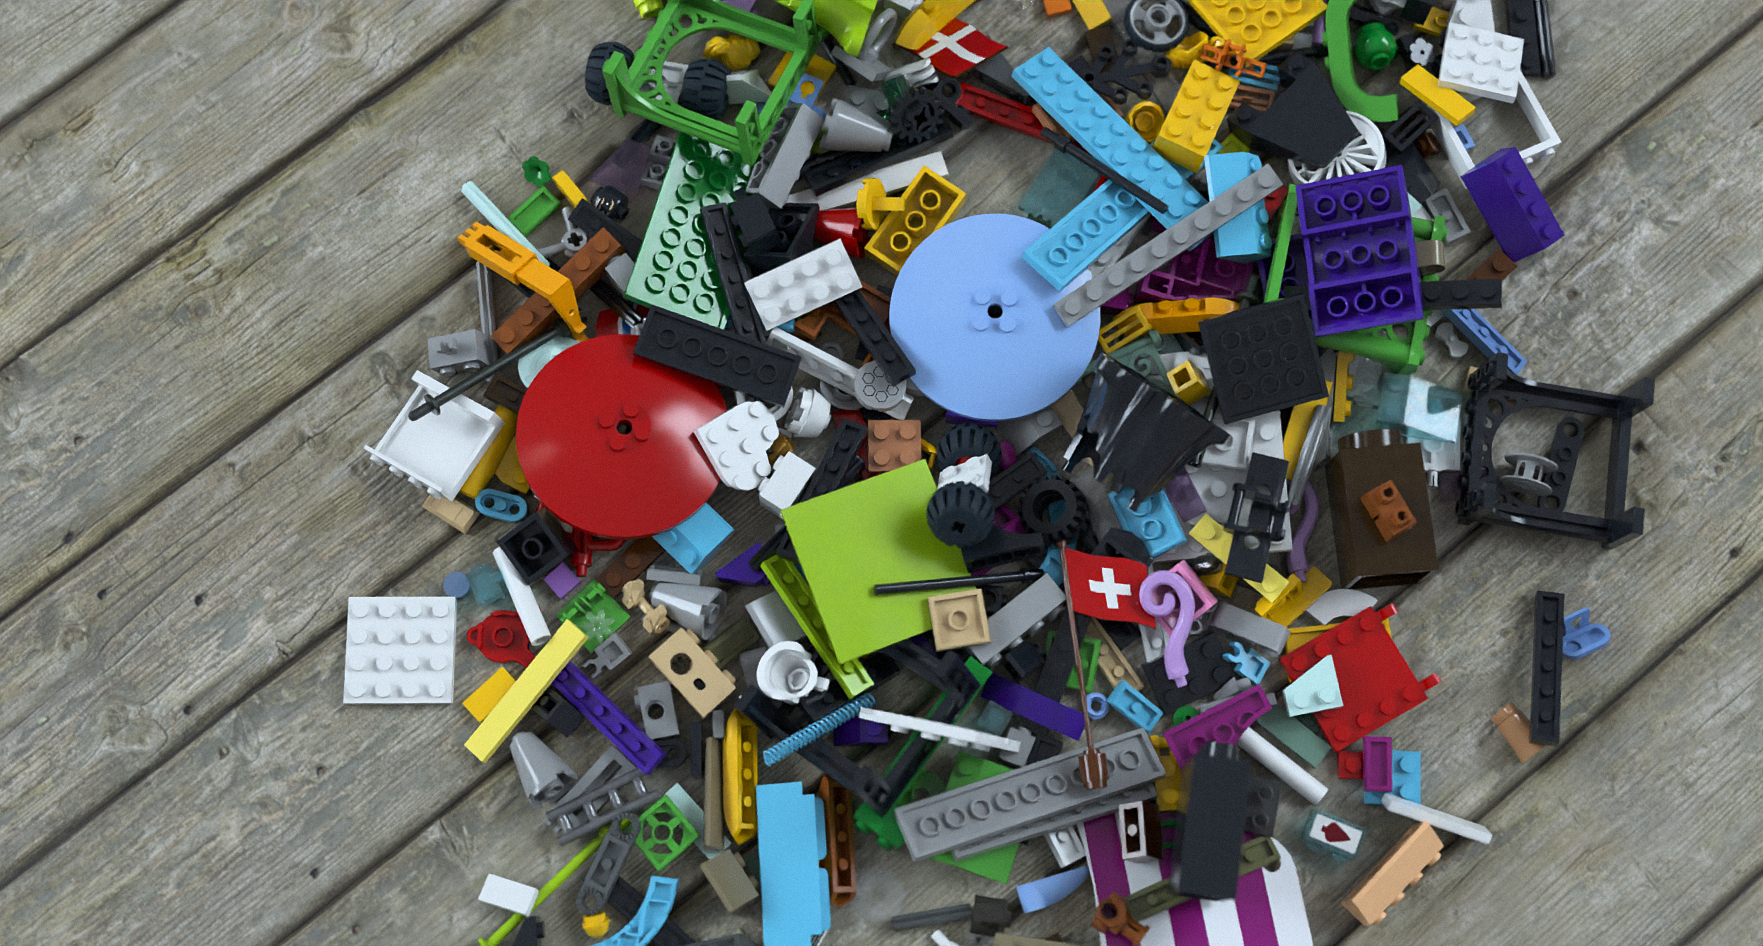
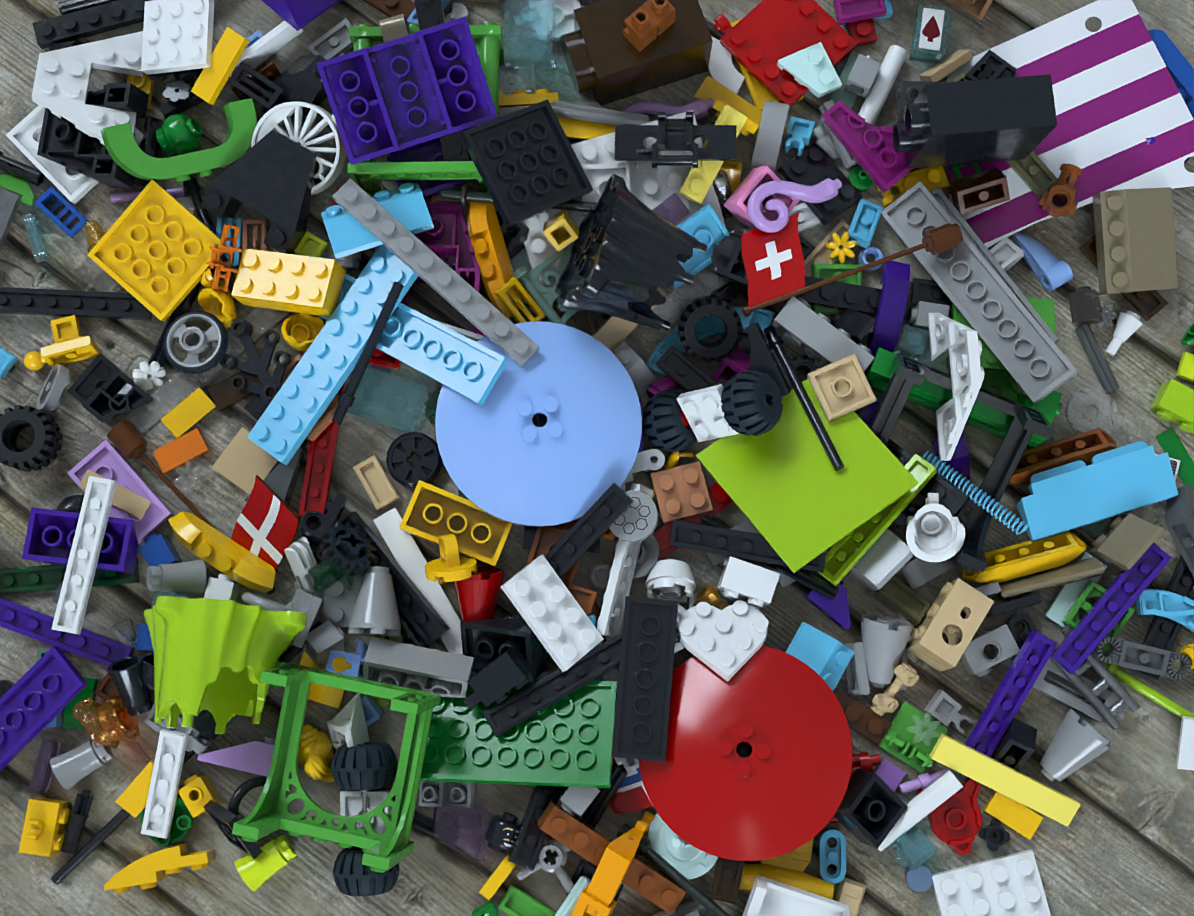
camera: 100 degrees left, 5 degrees up
(469, 667) = (1001, 835): none -> black plate
(547, 611) = (922, 781): none -> lavender bar
(667, 841) = (1109, 609): none -> dark purple plate
(835, 79) = (322, 640): none -> light grey brick
(934, 423) = (646, 461): none -> white leg
(977, 163) = (376, 483): none -> tan tile
(991, 187) = (403, 449): none -> black wheel
(1026, 41) = (244, 461): none -> tan tile
(1112, 673) = (837, 247): none -> yellow plant
(1267, 884) = (990, 67): none -> black slope
(1291, 843) = (947, 66): none -> tan tile
(1299, 745) = (862, 75): none -> light grey brick

